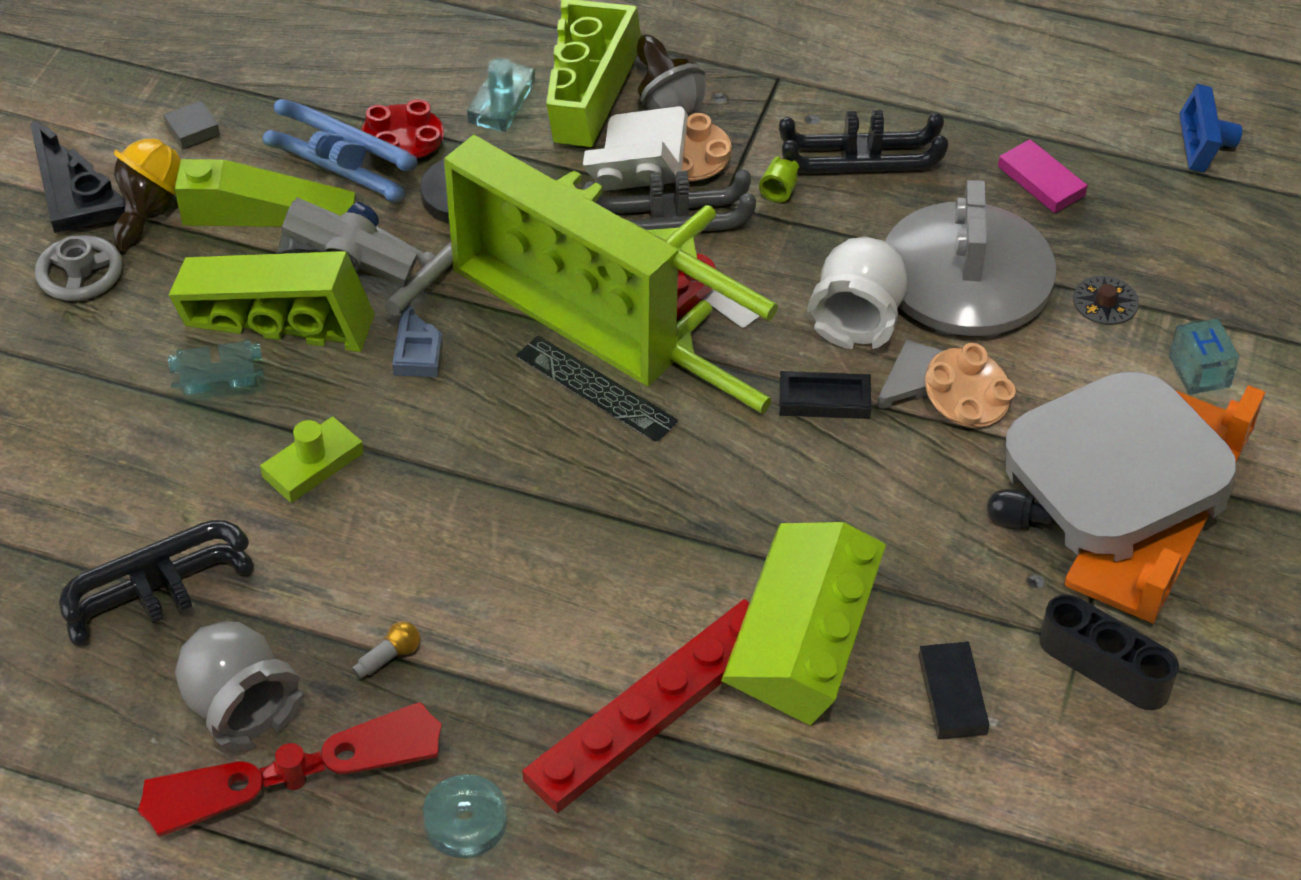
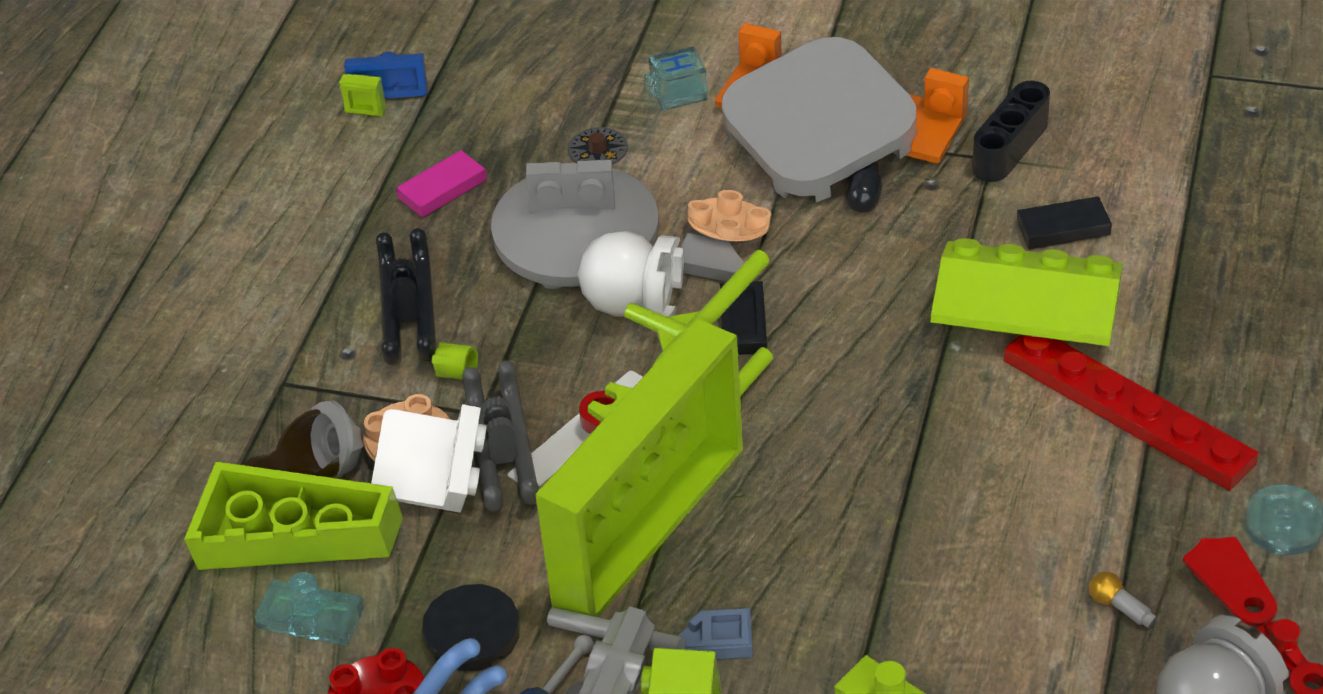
camera: 90 degrees left, 5 degrees down
(597, 388) = (749, 489): black sticker -> none
(1171, 112) = (362, 94): none -> lime tile

